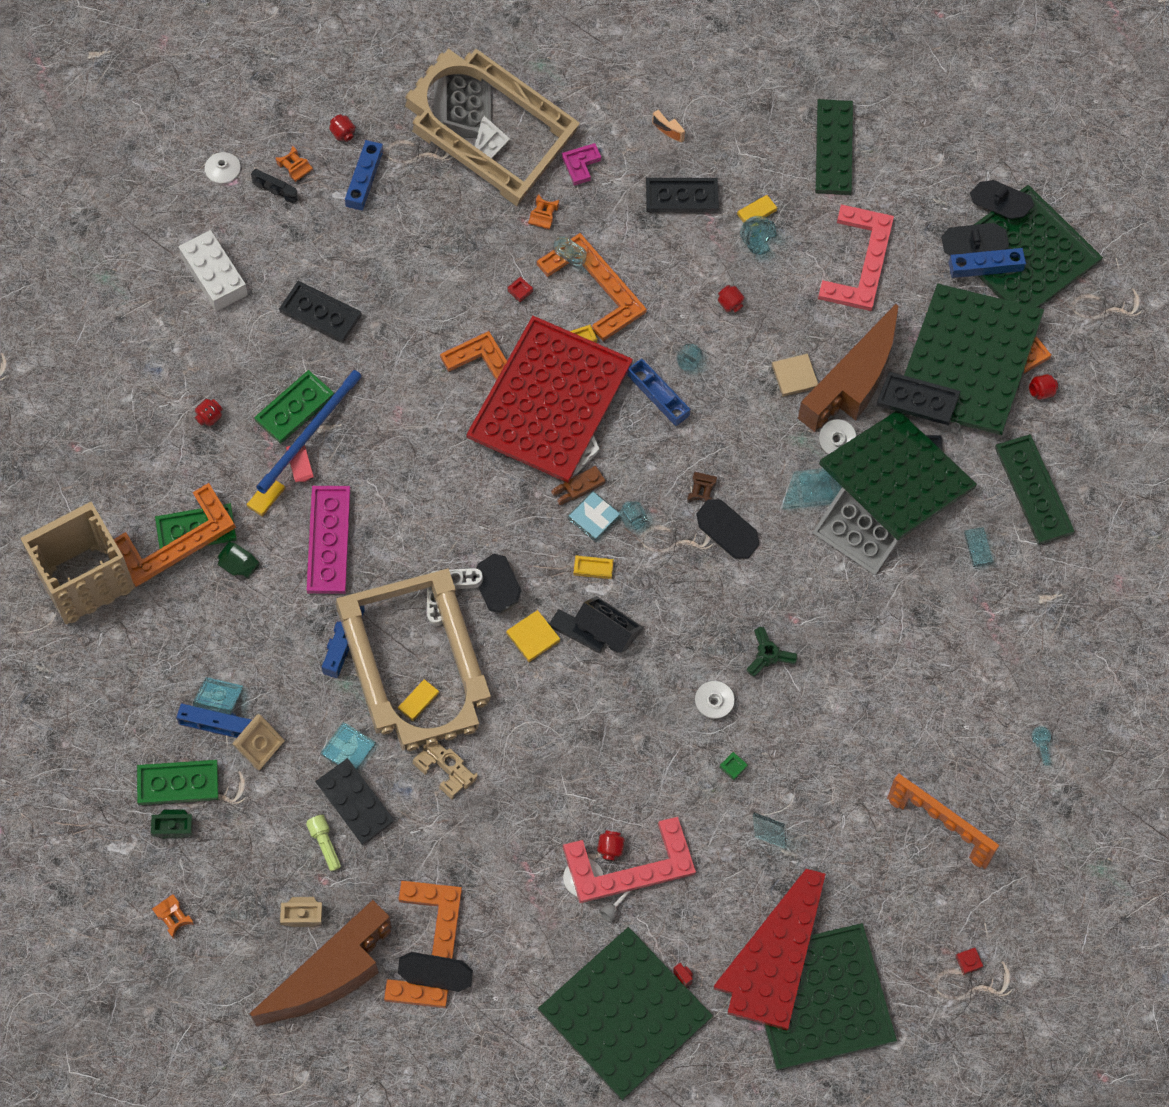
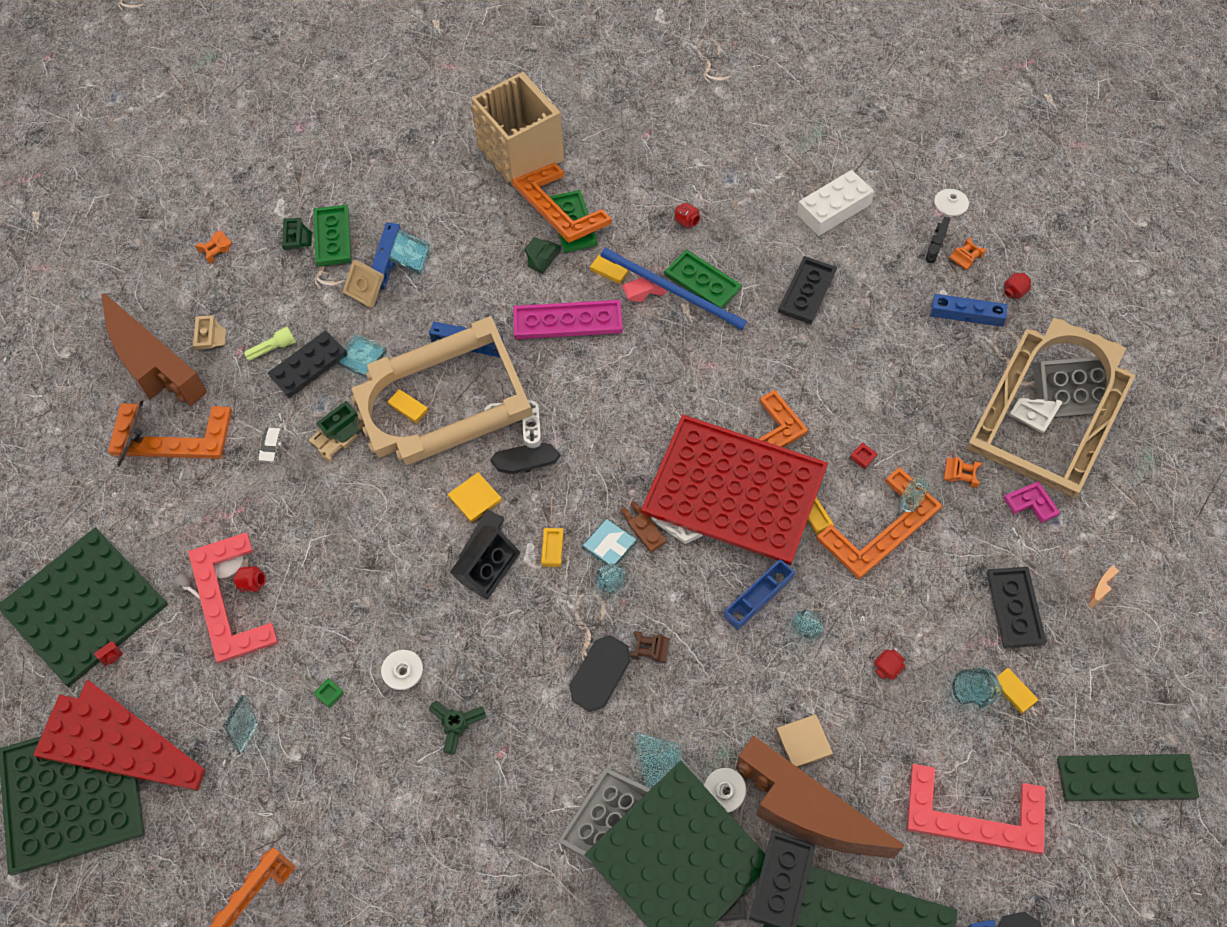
camera: 90 degrees right, 5 degrees down
(439, 760) = (340, 423): none -> dark green slope
(453, 835) = (269, 445): none -> slope

